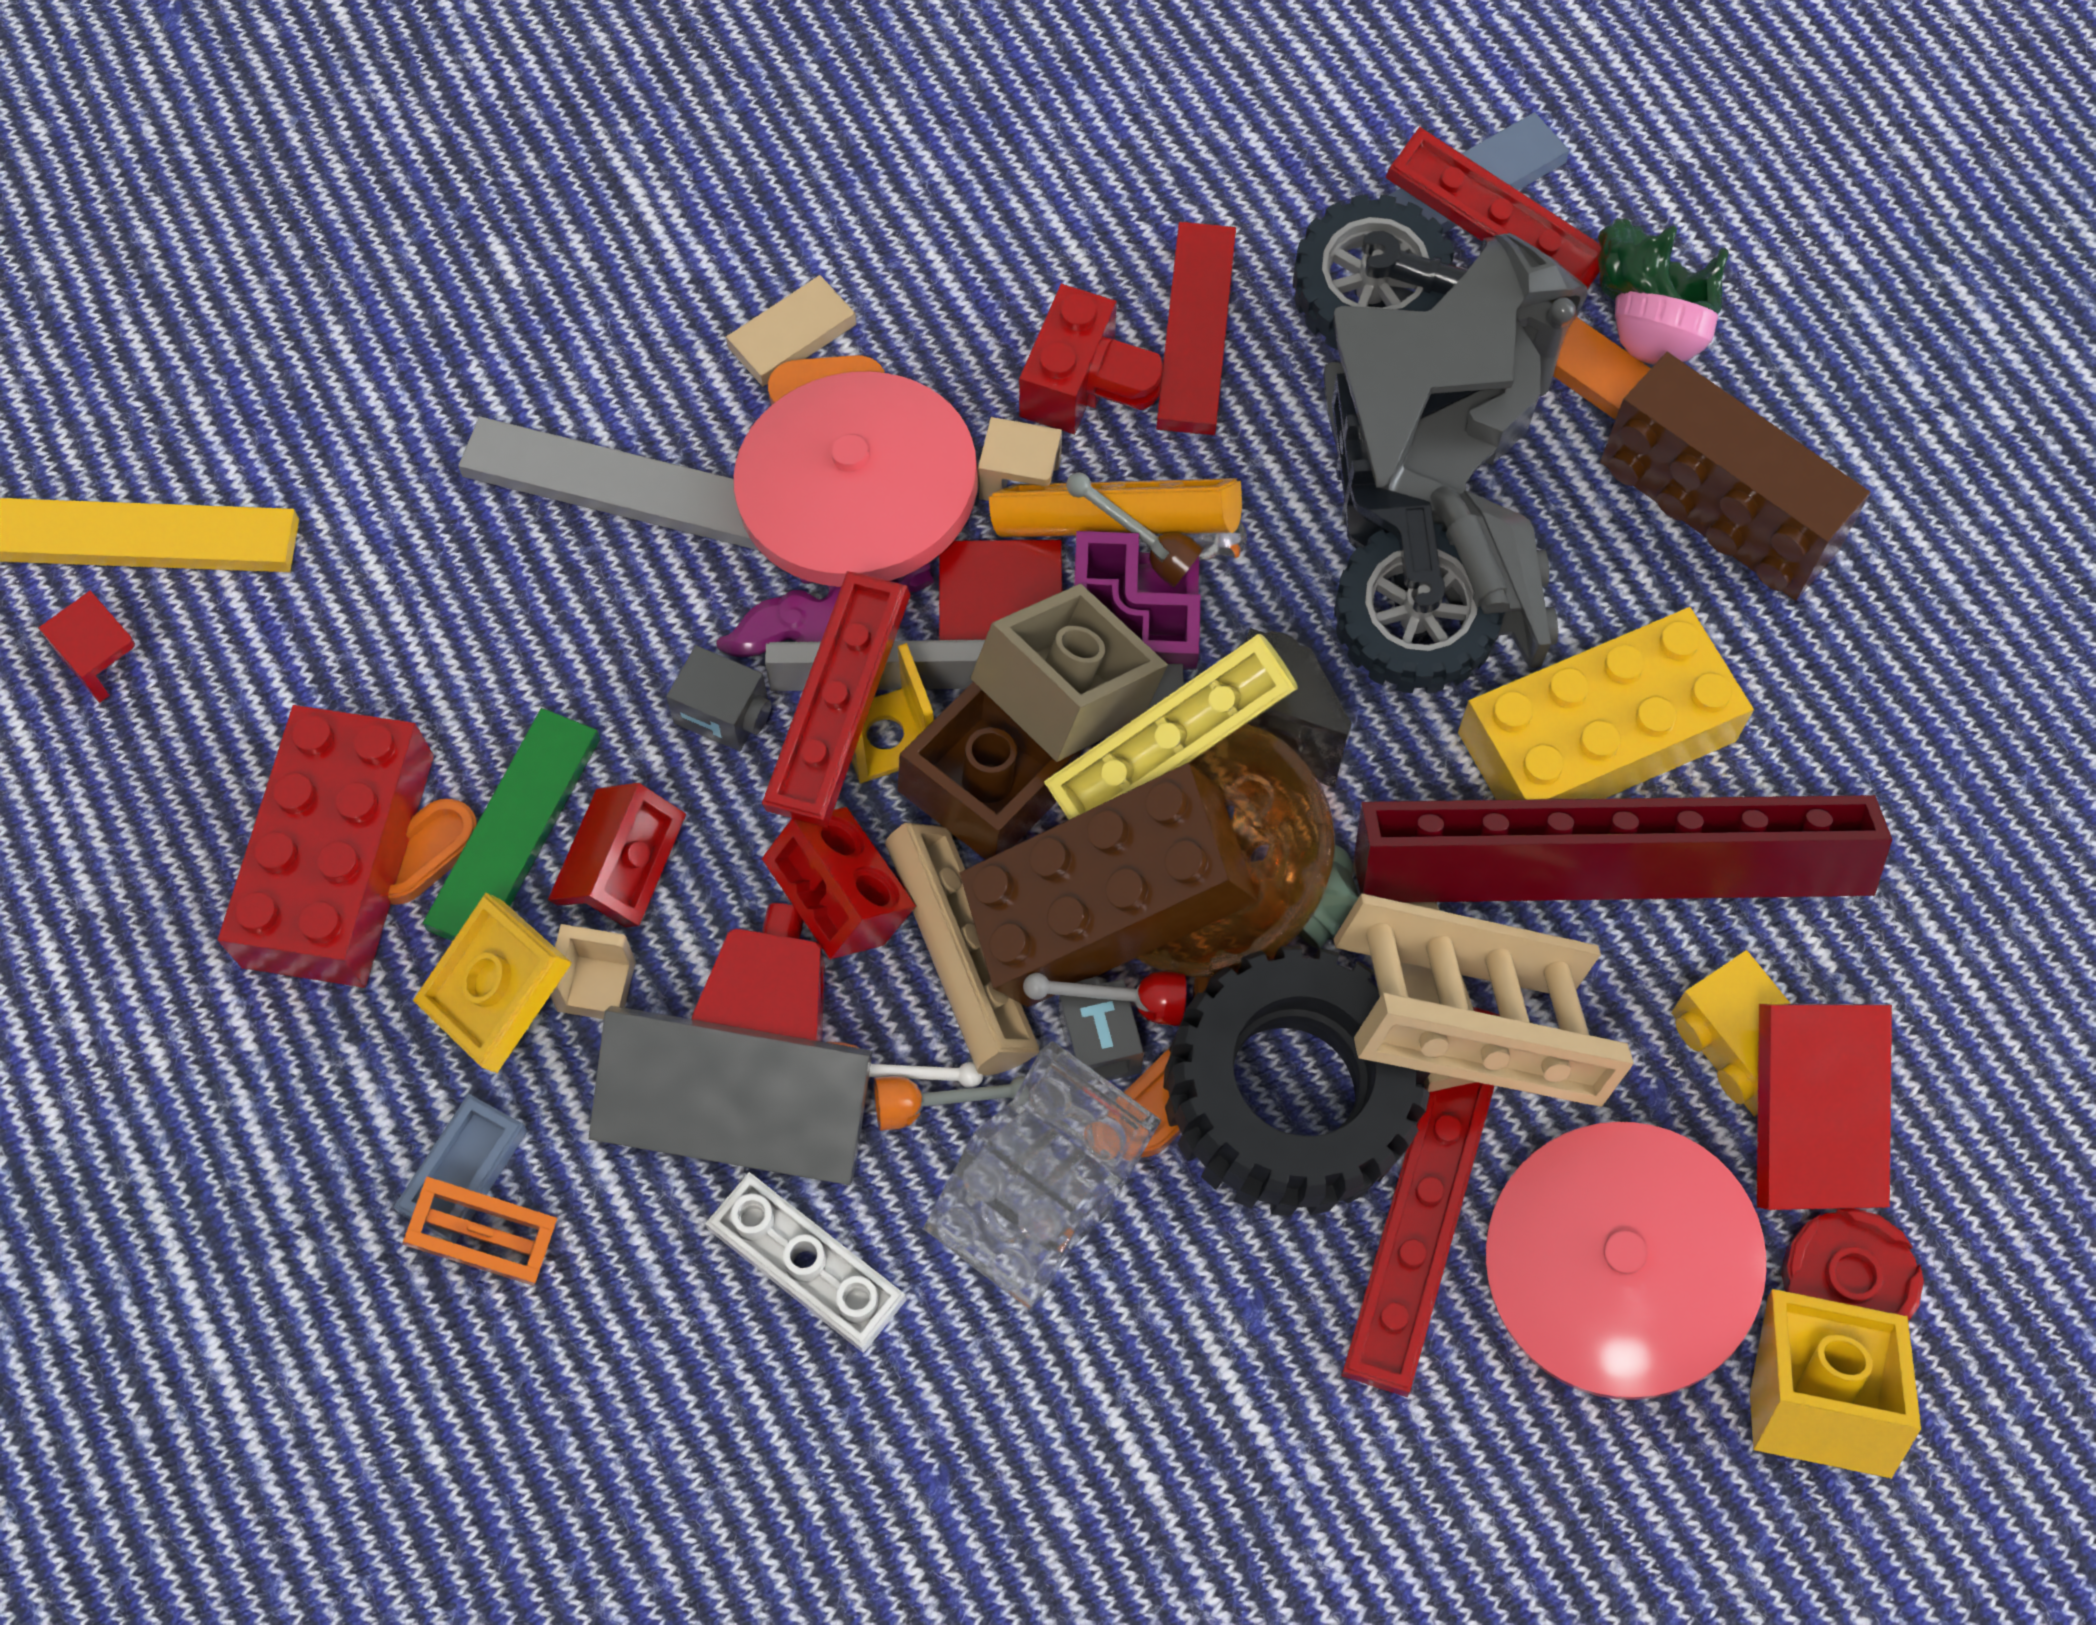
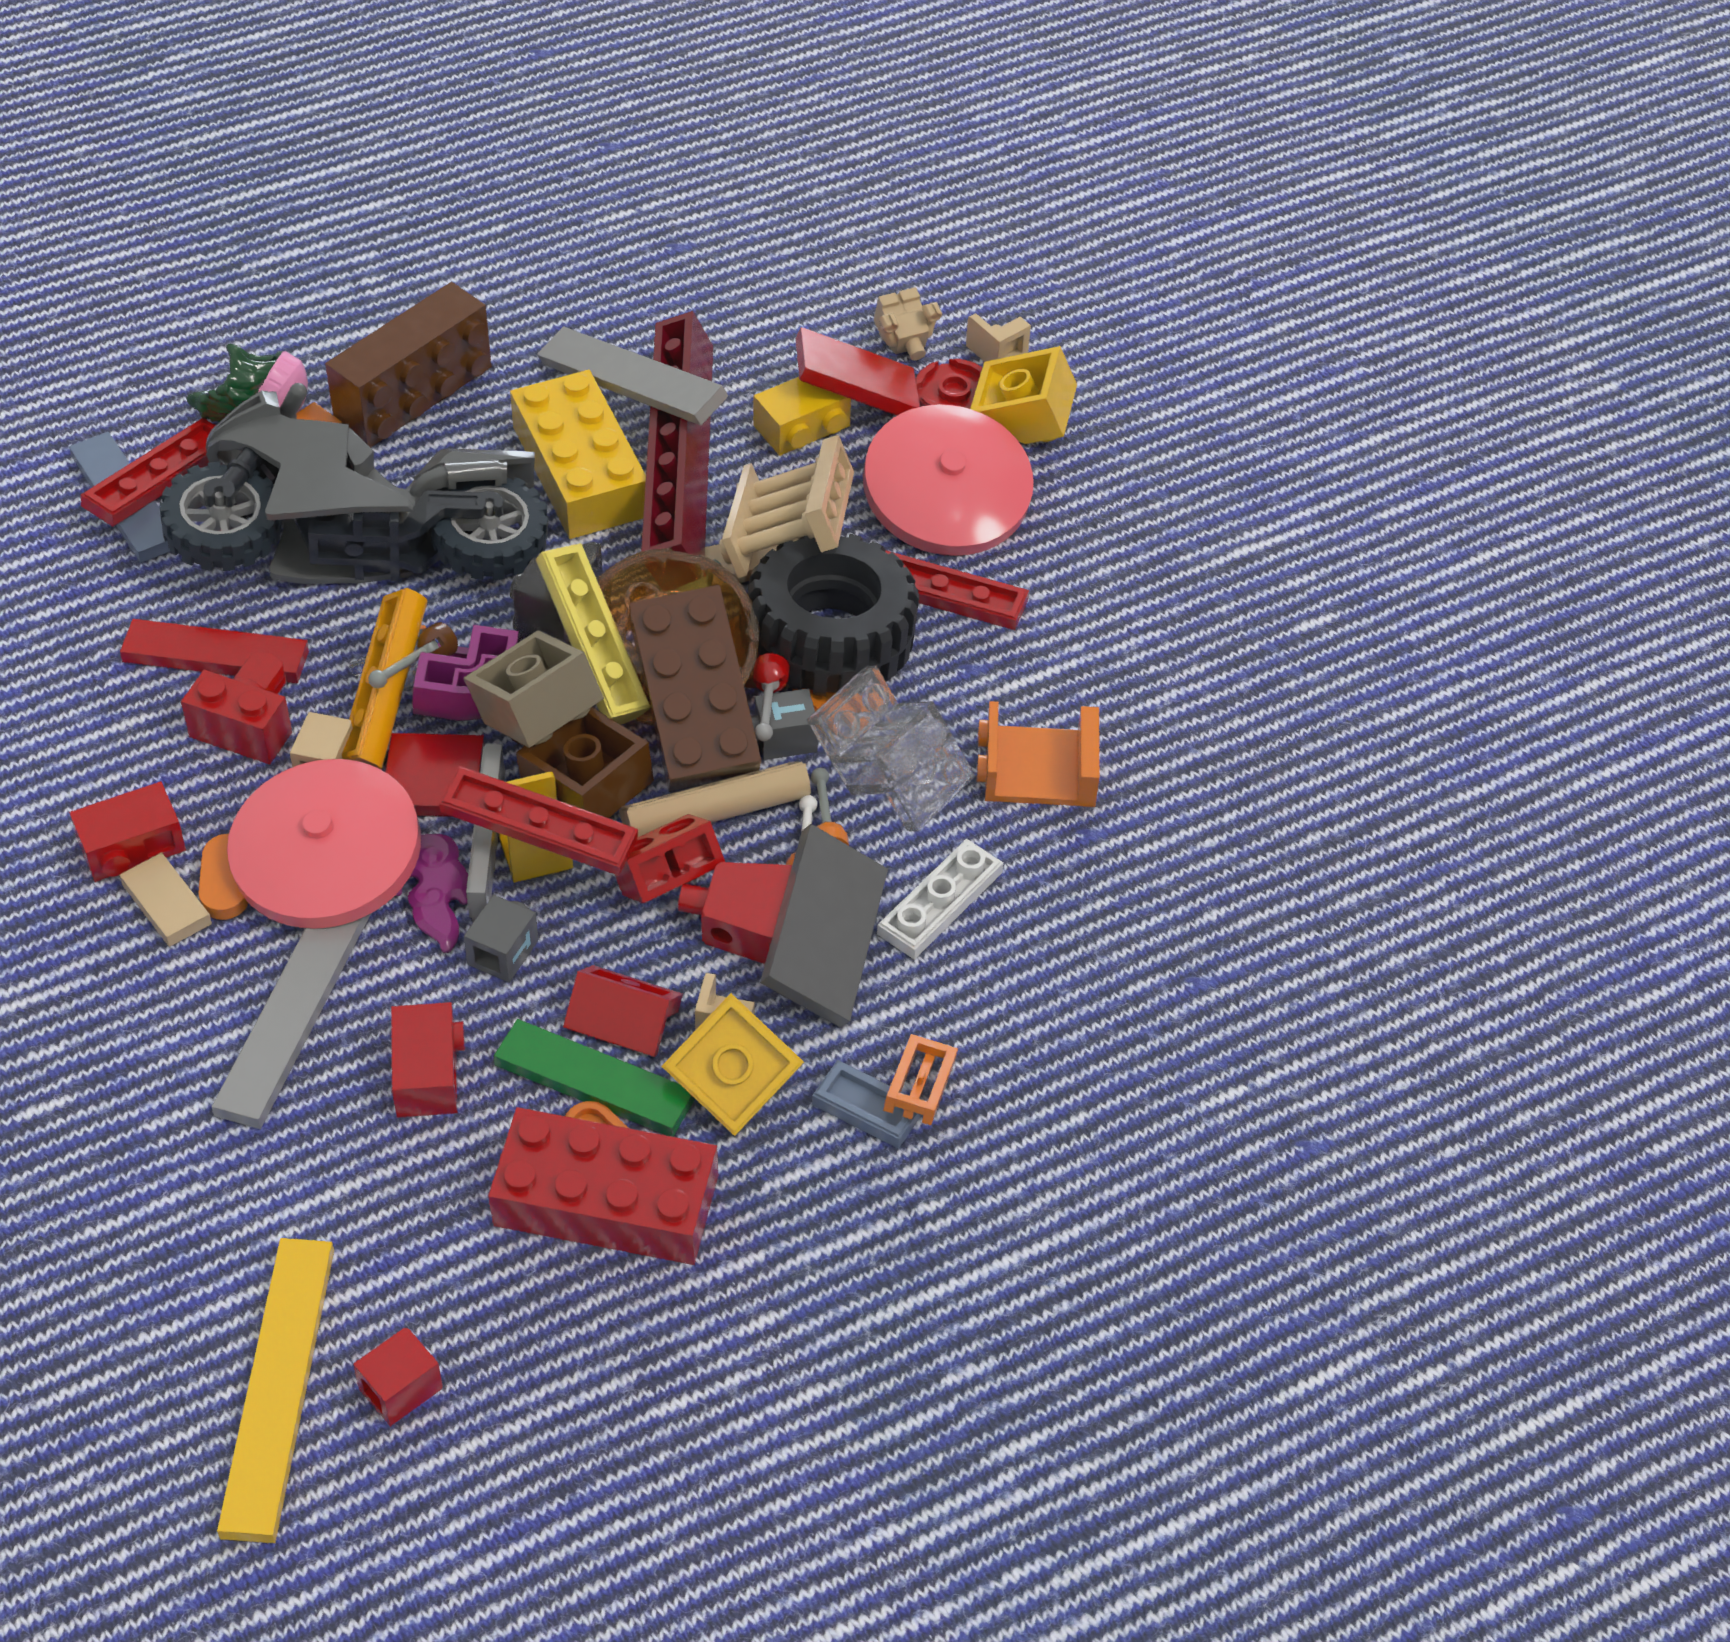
camera: 90 degrees left, 15 degrees down
(532, 629) = (425, 1059): none -> red brick
(881, 271) = (127, 830): none -> red brick
(1063, 1402) = (1040, 762): none -> orange panel
(1743, 770) = (634, 375): none -> light grey tile
(1977, 1347) = (996, 340): none -> tan panel
(1981, 1187) = (905, 322): none -> tan piece

